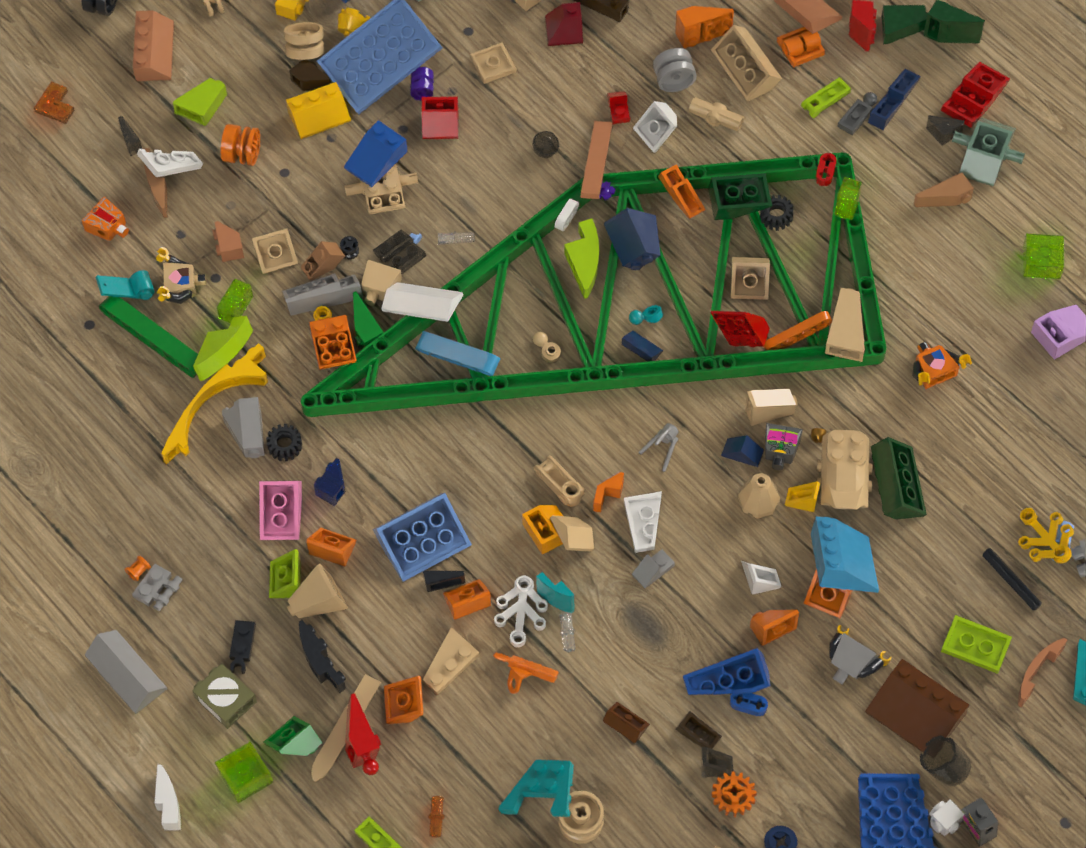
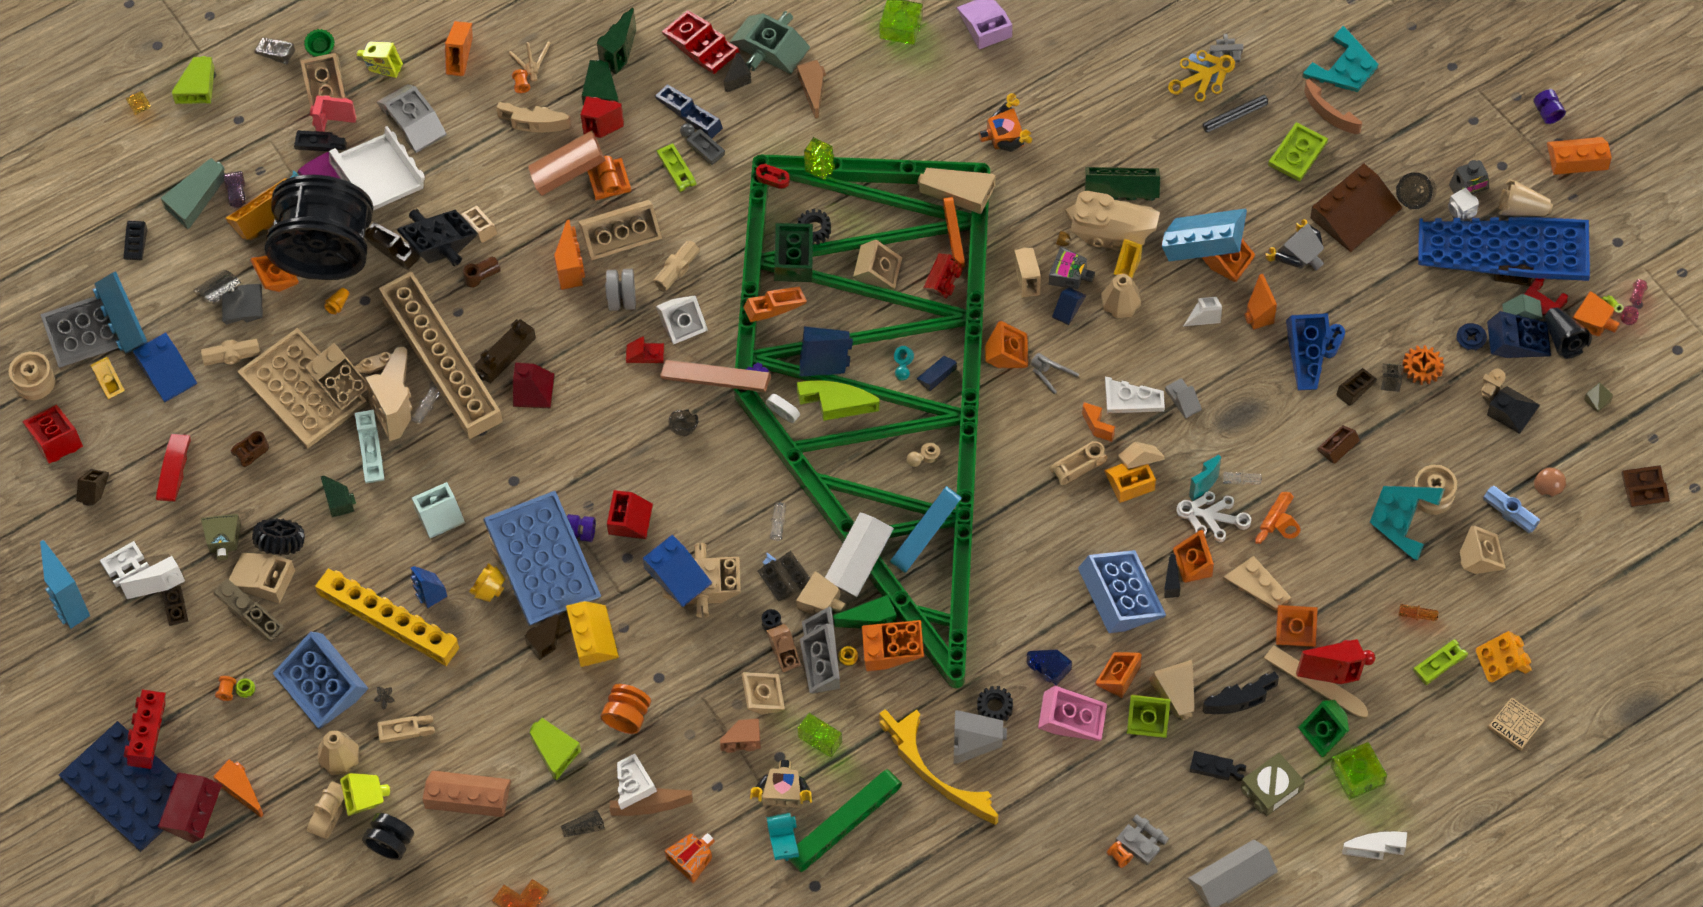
camera: 80 degrees left, 0 degrees up
(221, 347) = (877, 748): lime slope -> none
(304, 40) = (503, 631): tan wheel -> none
(493, 63) = (562, 461): tan tile -> none
(680, 401) = (1007, 347): none -> orange slope

